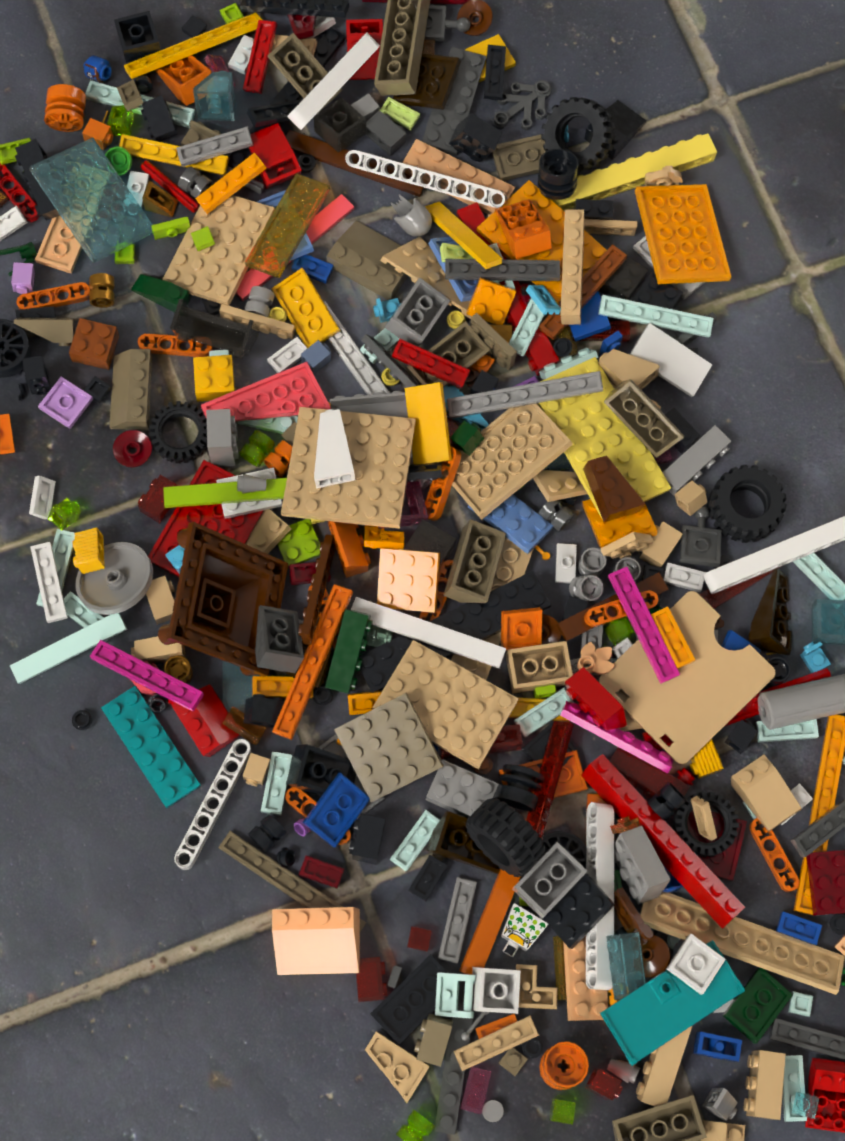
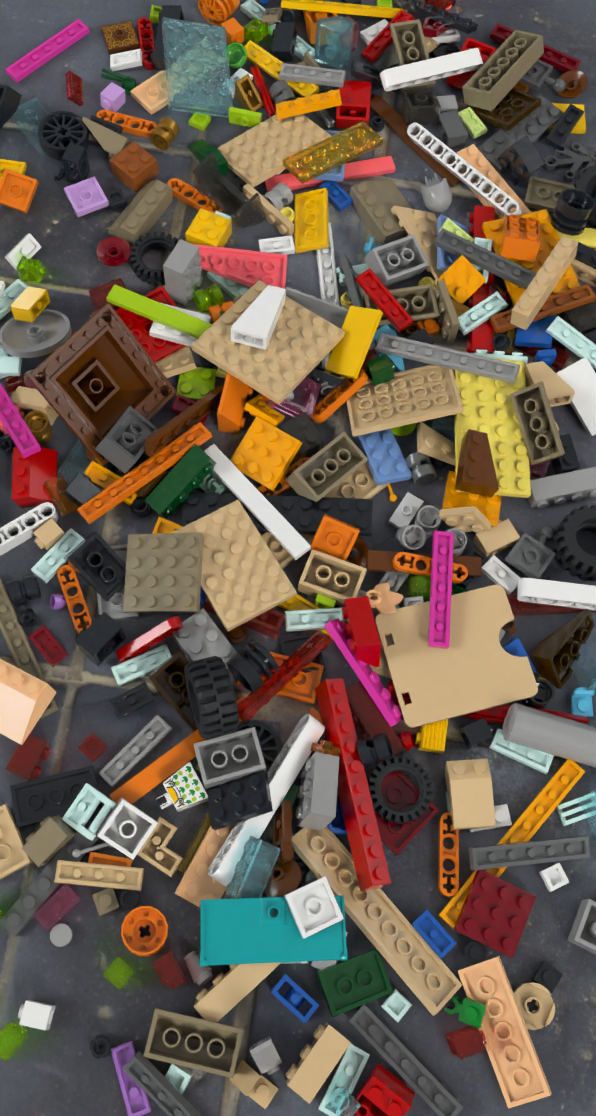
camera: 30 degrees right, 5 degrees down
(125, 640) = (13, 382): none -> clear red plate
(202, 238) = (262, 132): lime tile -> none
(250, 484) = (181, 313): light grey cone -> none
(316, 356) = (298, 257): sand blue brick -> none
(336, 810) = (87, 600): blue tile -> none
(394, 977) = (50, 767): dark grey tile -> none
(412, 815) = (149, 639): none -> red beam
(463, 236) = (468, 223): yellow tile -> none
(543, 299) = (504, 297): medium azure tile -> none
(673, 637) = (460, 613): light orange plate -> none
(691, 498) = (544, 514): tan brick -> none
(704, 818) = (399, 782): tan tile -> none

